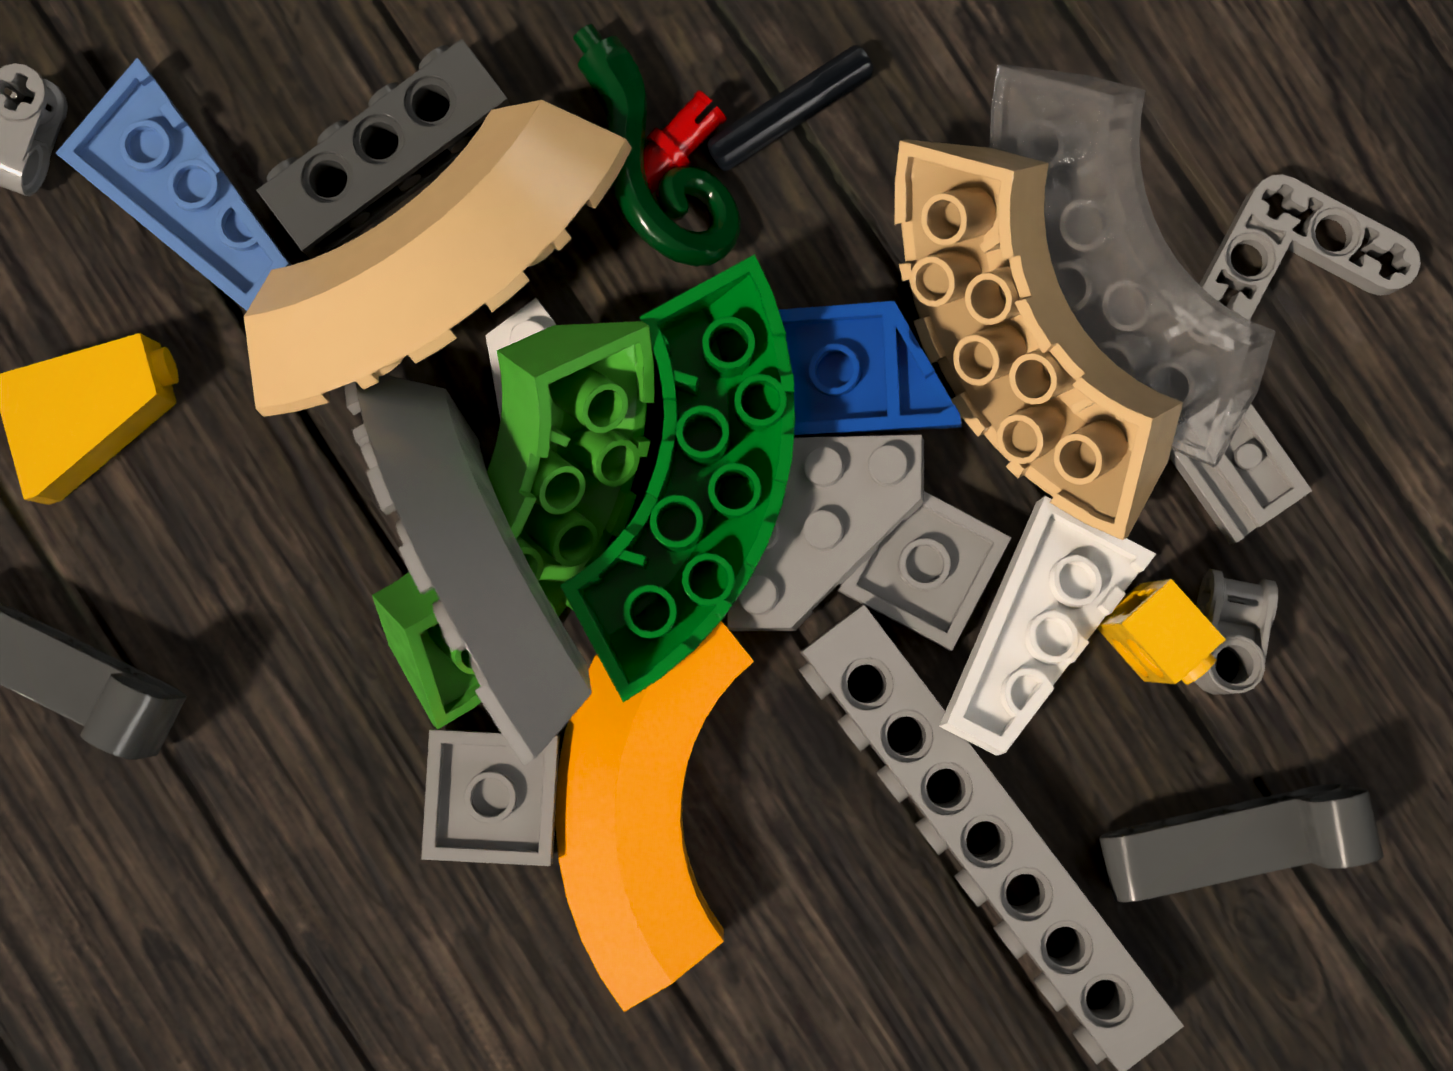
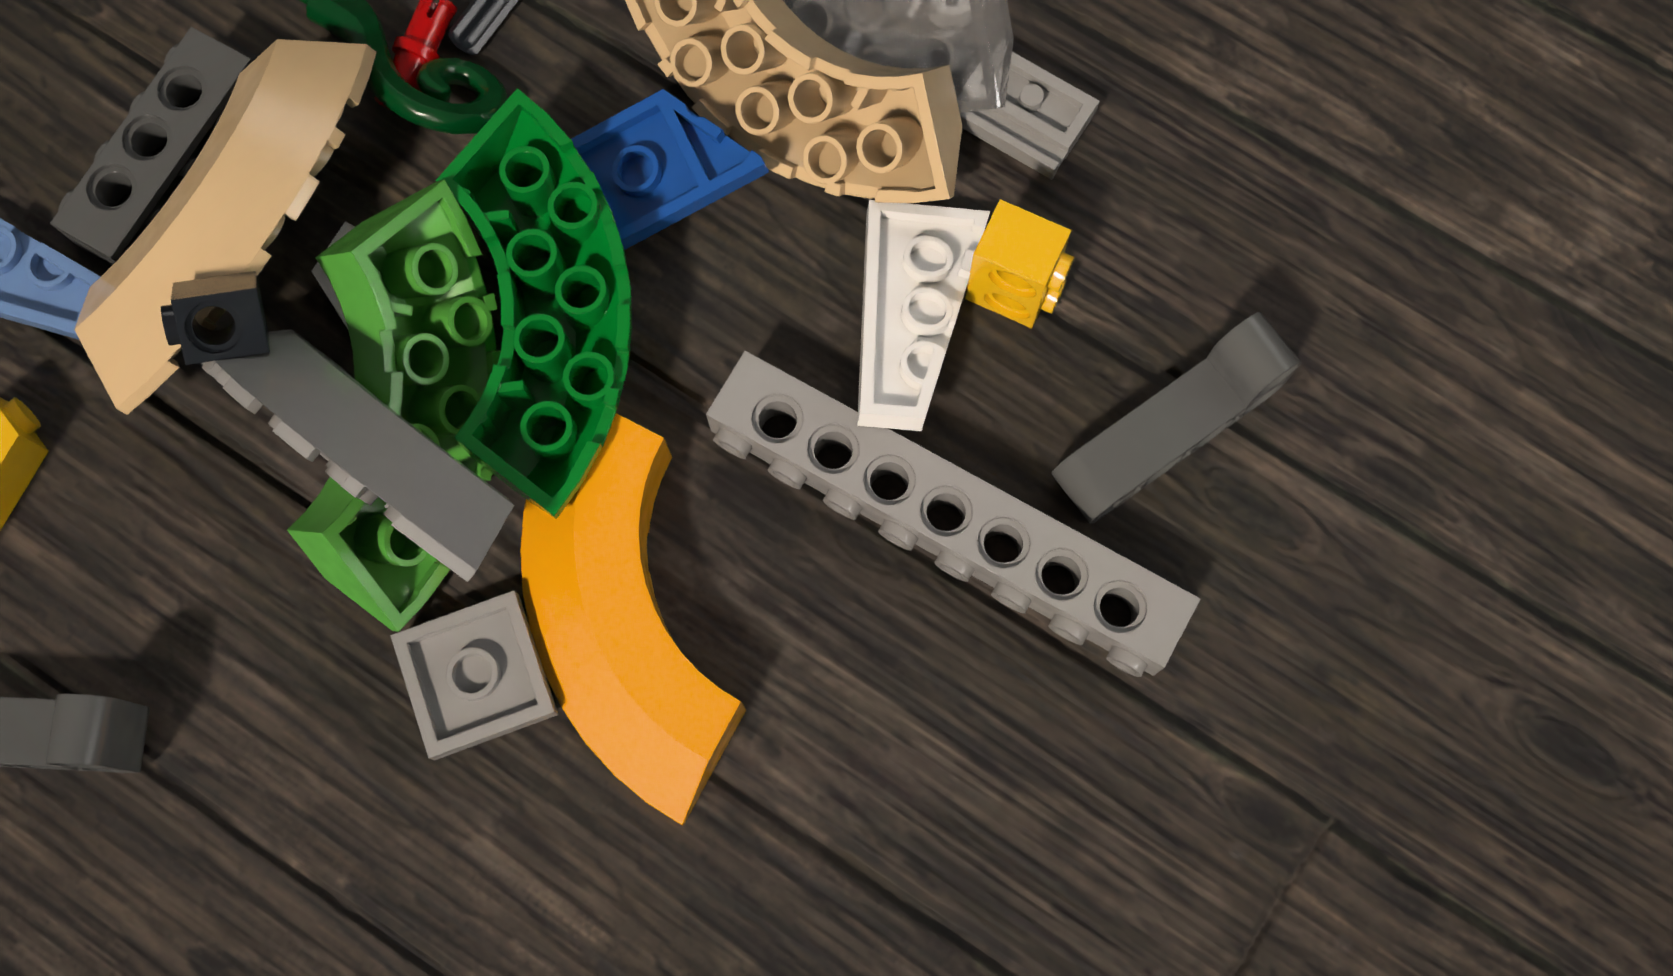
camera: 20 degrees left, 10 degrees down
(392, 411) = (234, 293): none -> black brick
(833, 515) = (683, 303): light grey plate -> none
(930, 571) = (788, 303): light grey plate -> none
(1241, 625) = (1095, 247): light grey piece -> none

